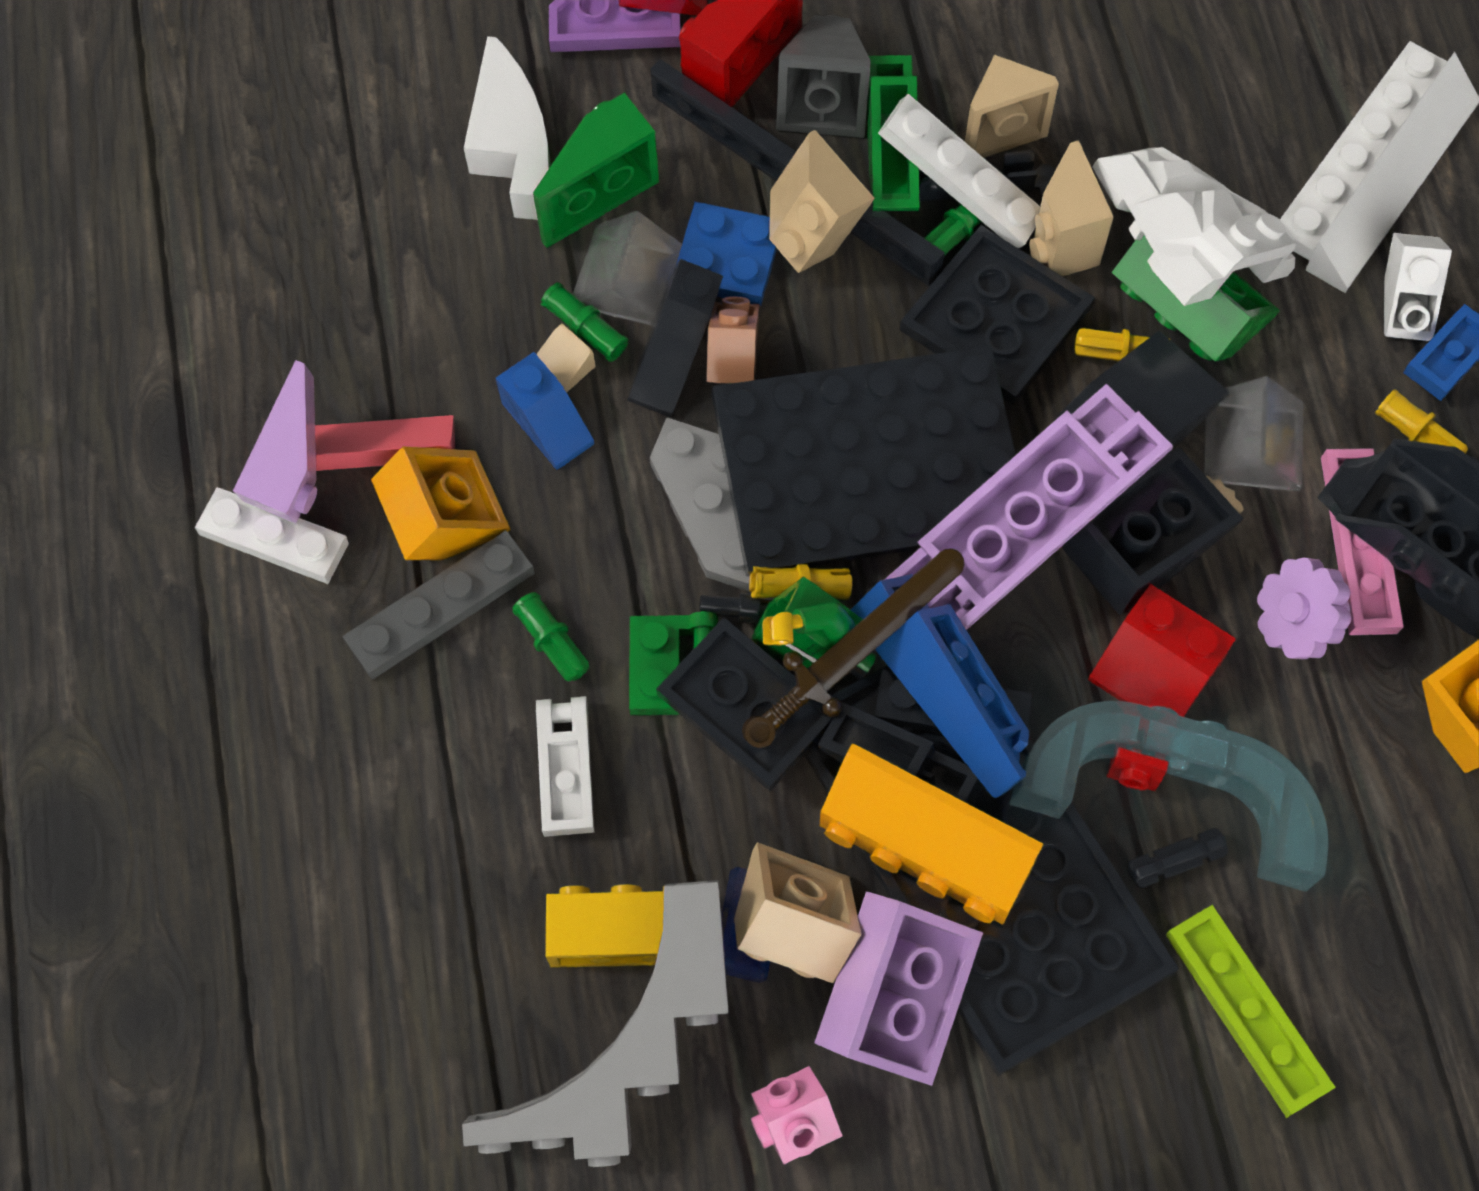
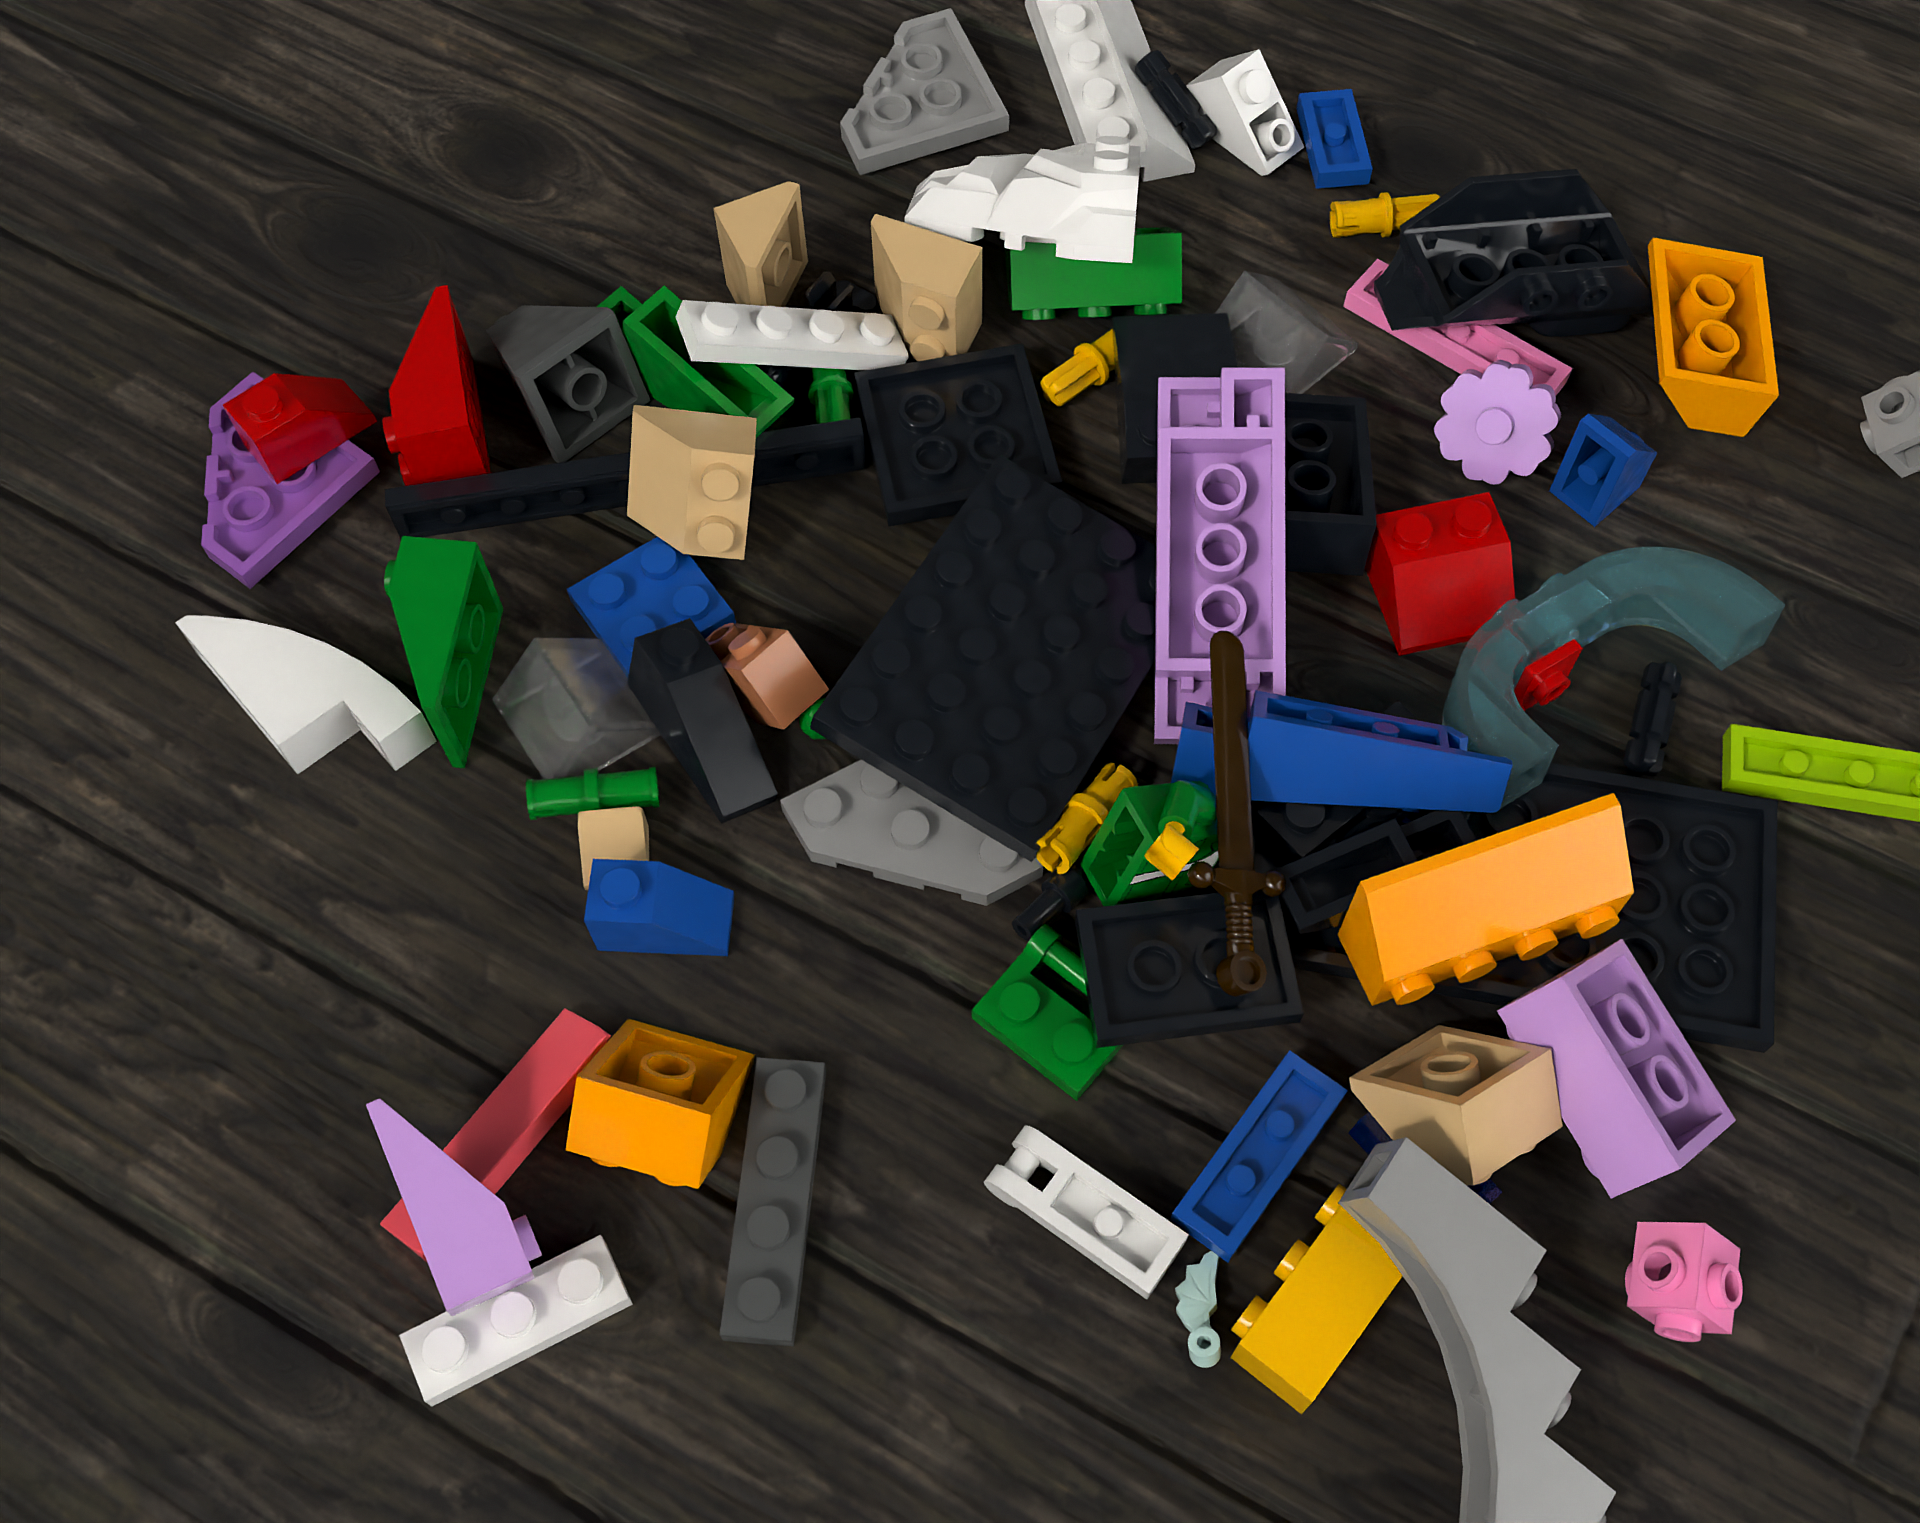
camera: 50 degrees left, 5 degrees down
(551, 637) = (923, 1109): green axle -> none
(559, 865) = (1195, 1308): none -> light aqua piece
(675, 832) = (1258, 1156): none -> blue plate
(1231, 95) = (923, 97): none -> light grey plate
(1339, 696) = (1601, 468): none -> blue slope
(1378, 236) = (1175, 99): none -> black axle

